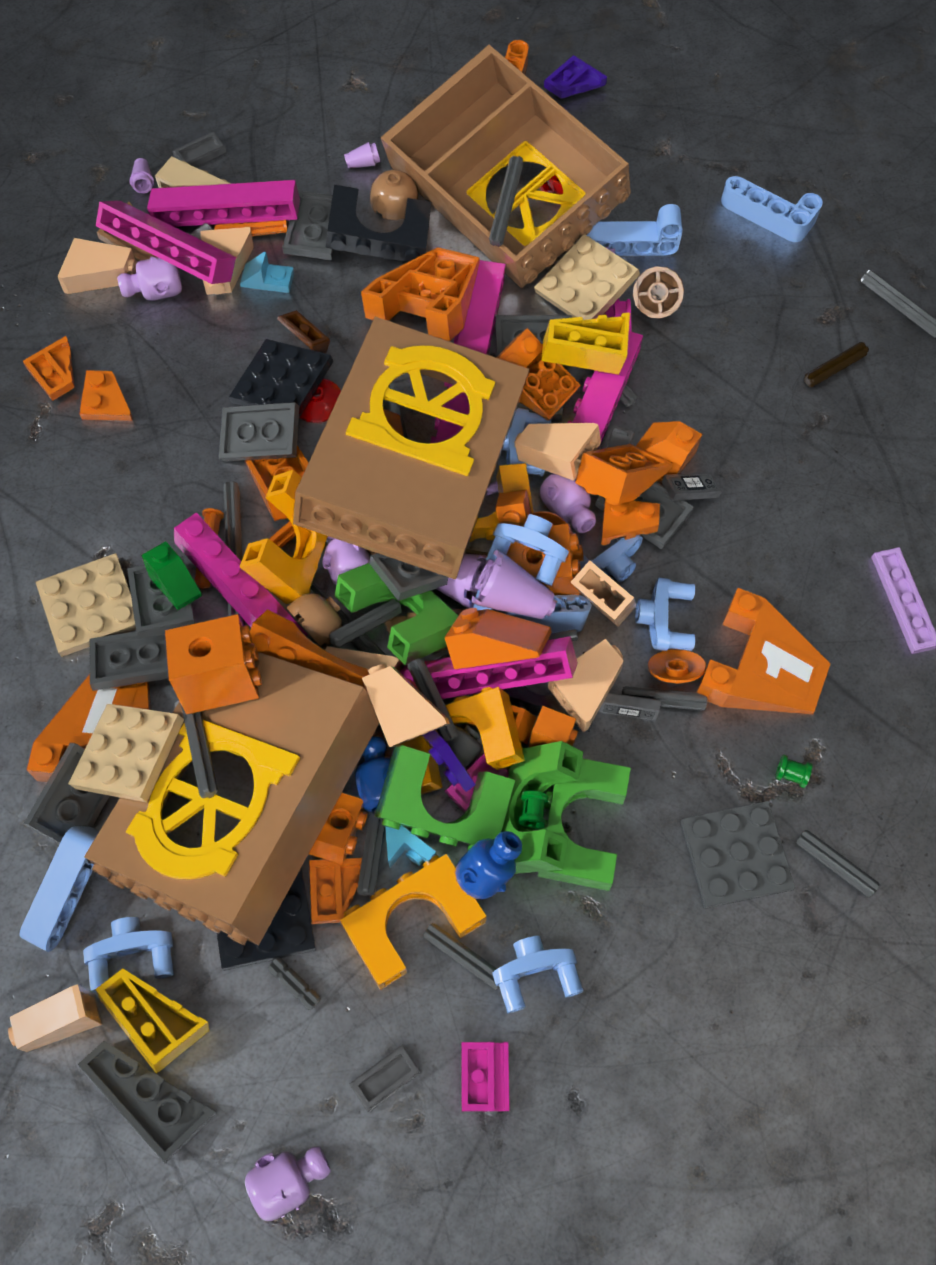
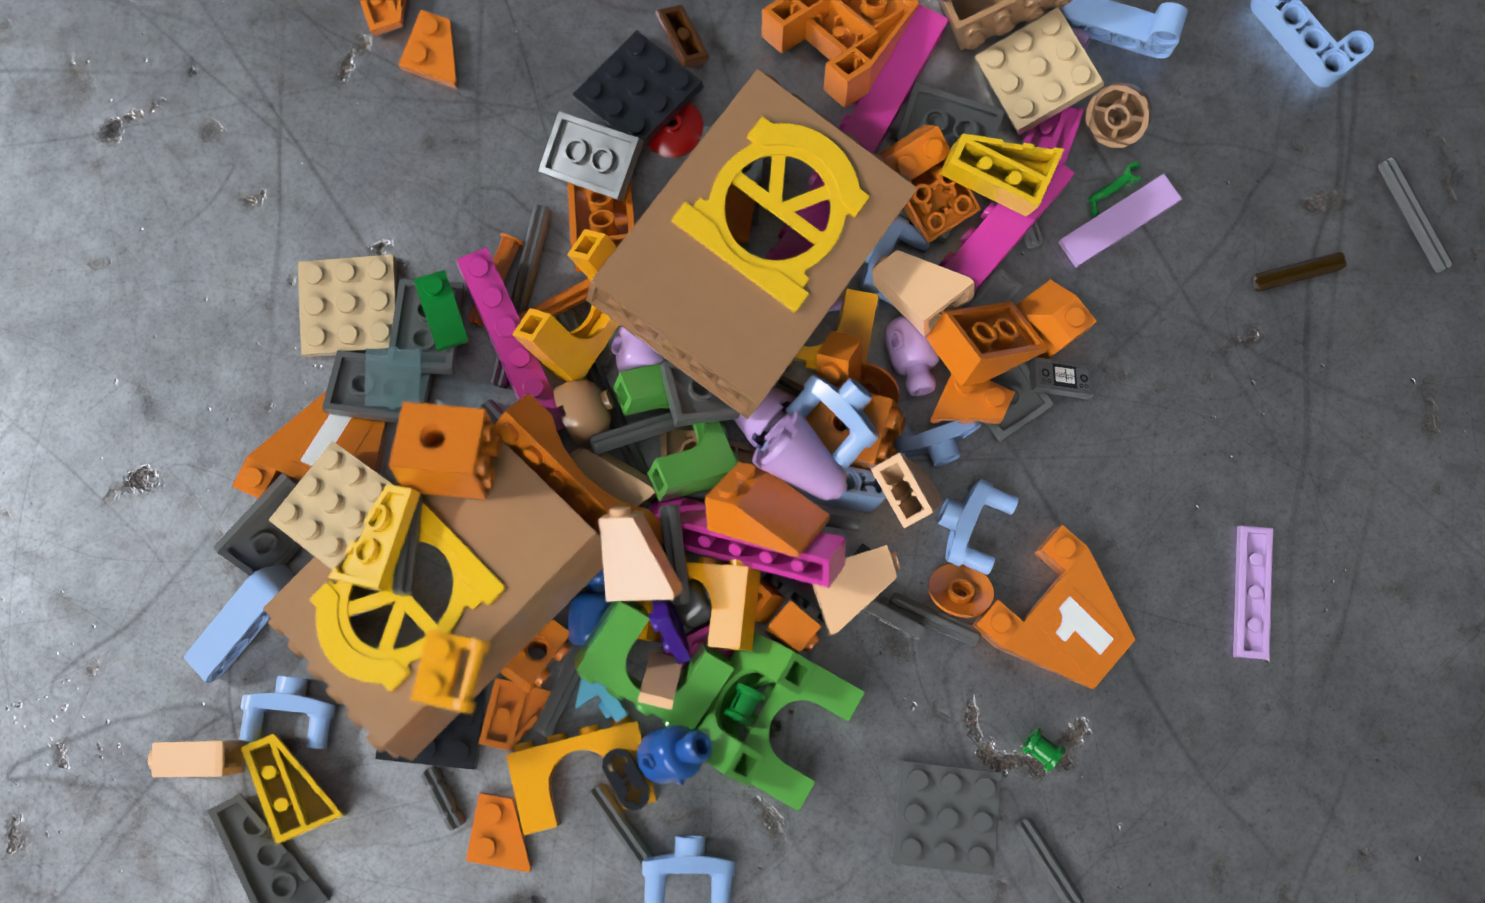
camera: 20 degrees right, 15 degrees up
(143, 639) = (392, 377): none -> clear light blue piece
(177, 761) = (378, 548): none -> yellow wing
(263, 837) = (440, 668): none -> light orange plate
(354, 1000) = (497, 835): none -> orange wing
(448, 909) = (618, 783): none -> black beam
(456, 808) = (660, 680): none -> light nougat tile
(682, 337) = (1126, 178): none -> green piece
(688, 368) = (1119, 220): none -> lavender tile

